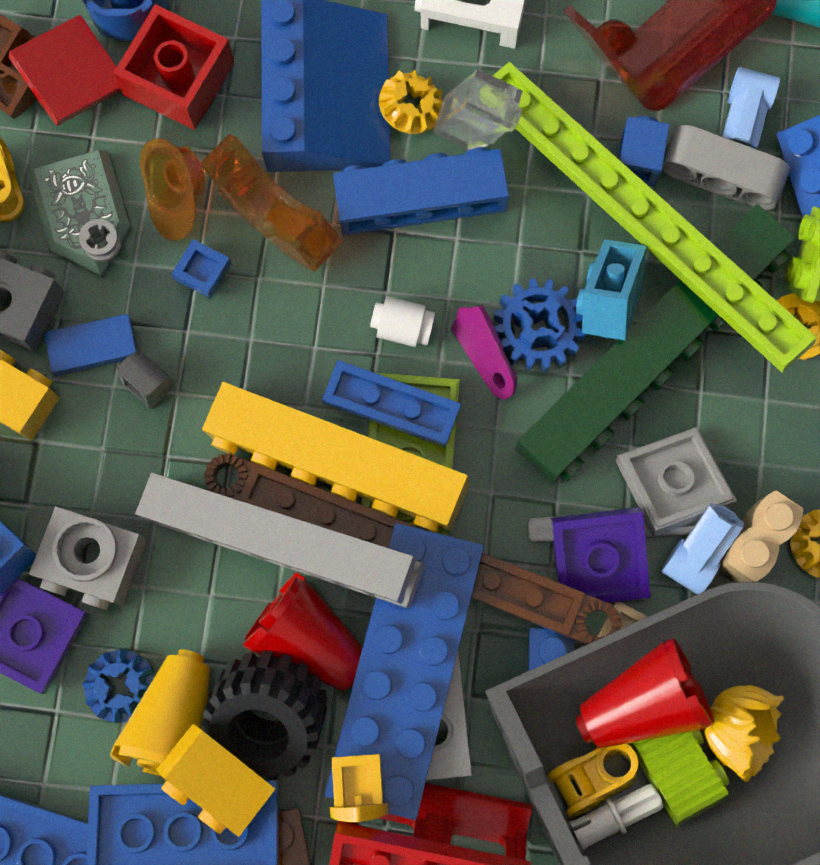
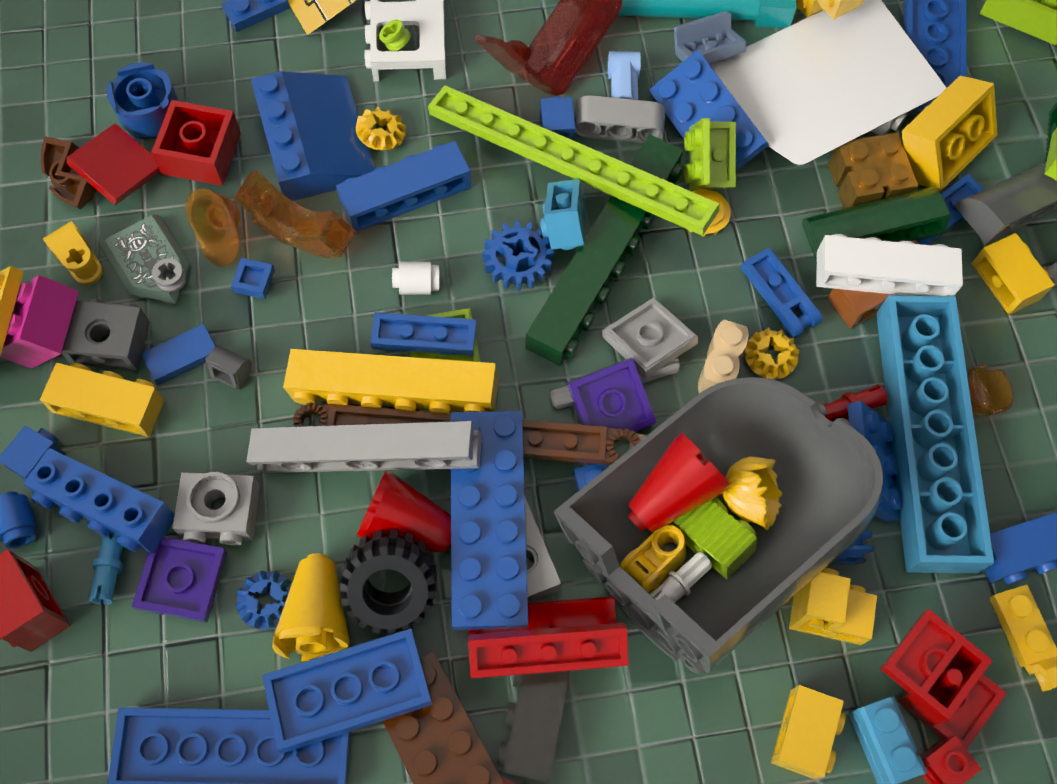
camera: 20 degrees left, 10 degrees down
(214, 781) = (362, 634): yellow brick -> none
(357, 788) = (476, 609): yellow tile -> none
(478, 111) = (432, 118): clear brick -> none
(485, 350) = (482, 282): magenta piece -> none
(697, 557) = (684, 376): light blue piece -> none

